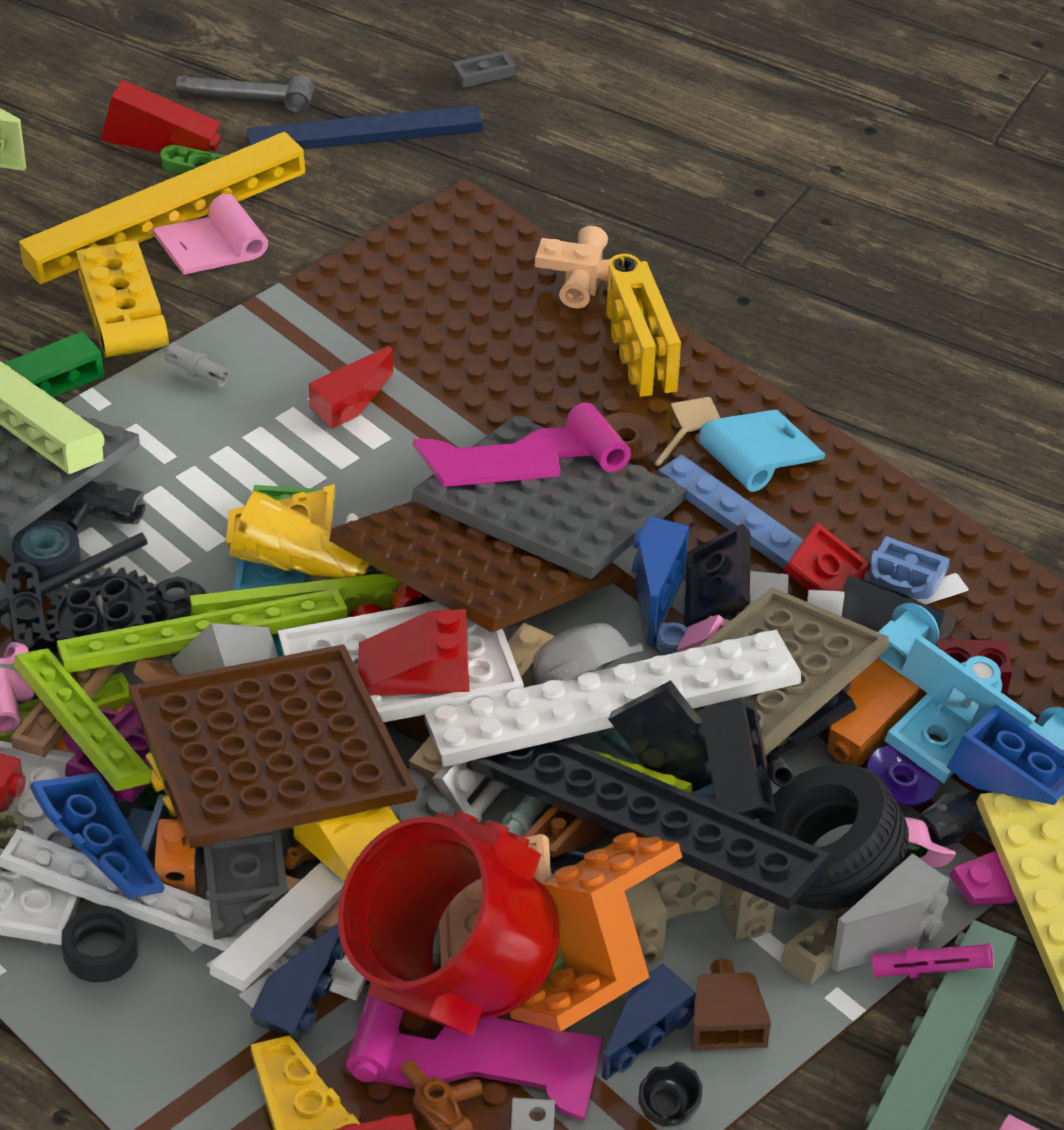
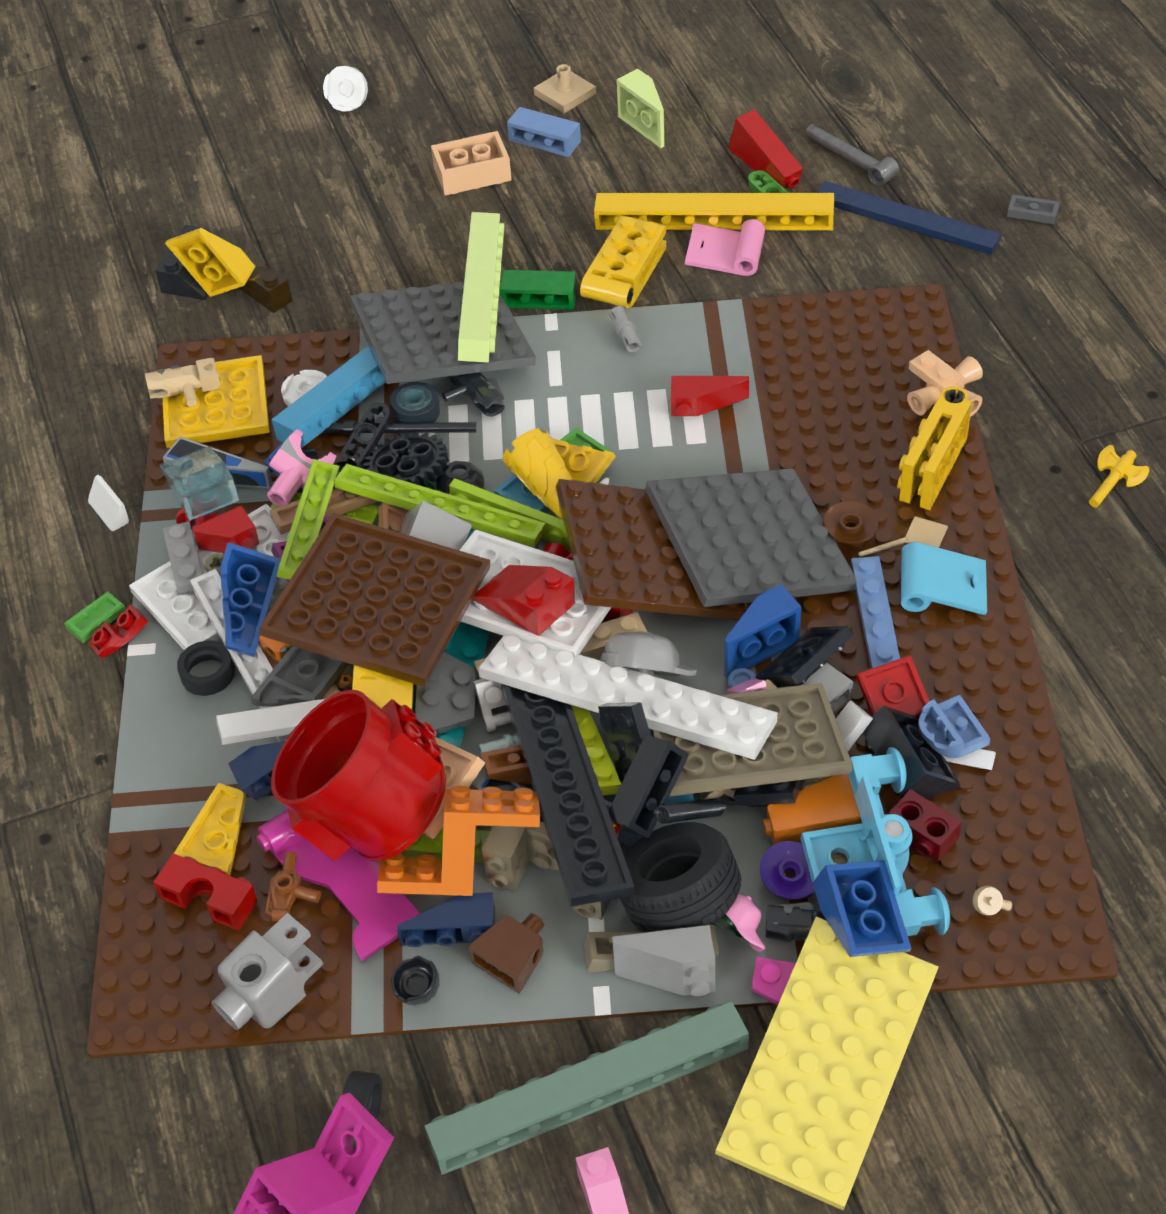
camera: 45 degrees right, 5 degrees up
(532, 456) = (752, 502): dark pink door -> none
(804, 271) = (1119, 468): none -> yellow piece
(916, 961) = (660, 1003): dark pink pin -> none

